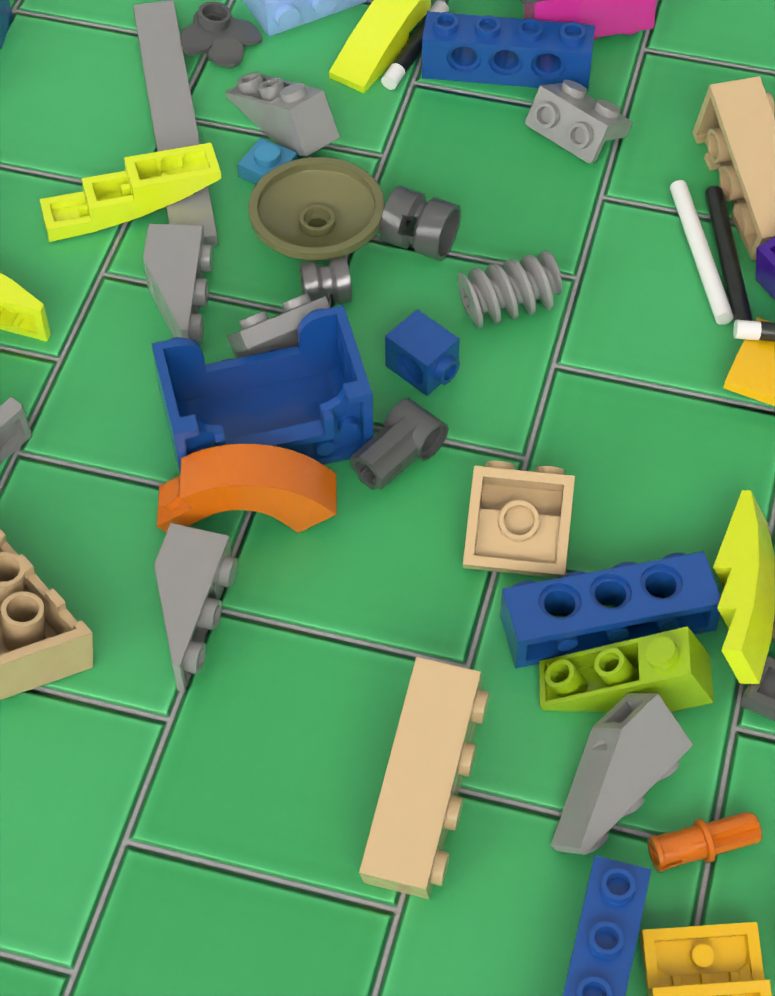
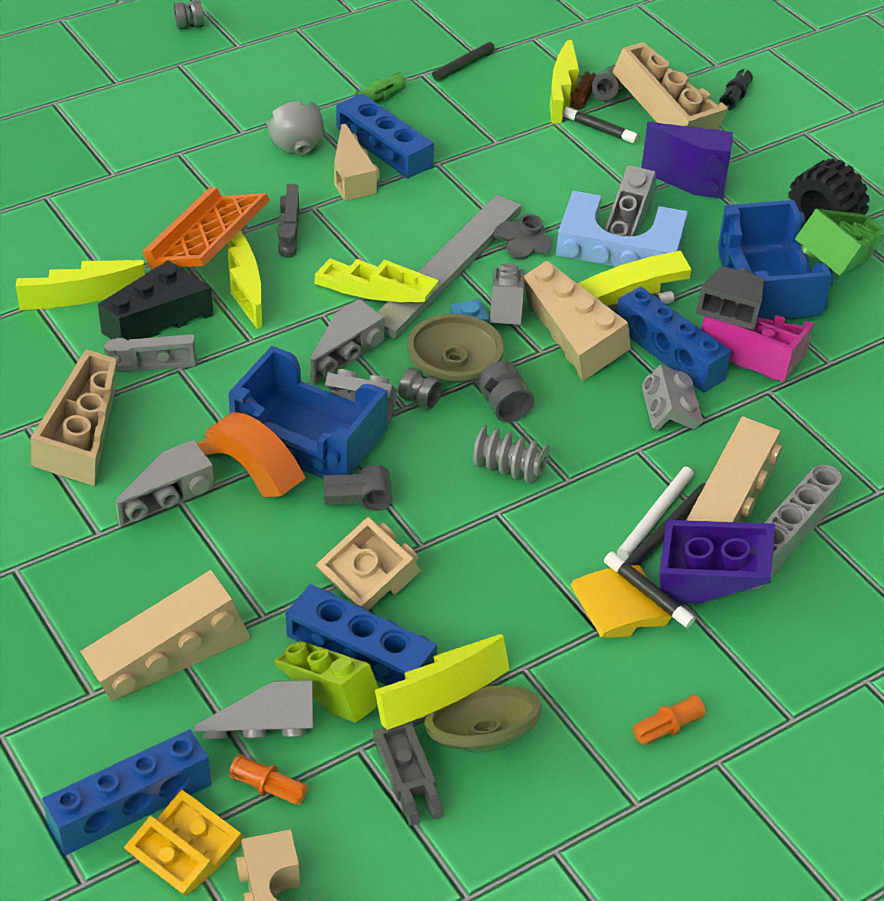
camera: 40 degrees right, 10 degrees down
(396, 92) = (577, 320): none -> tan wedge
(422, 352) = (426, 454): blue brick -> none

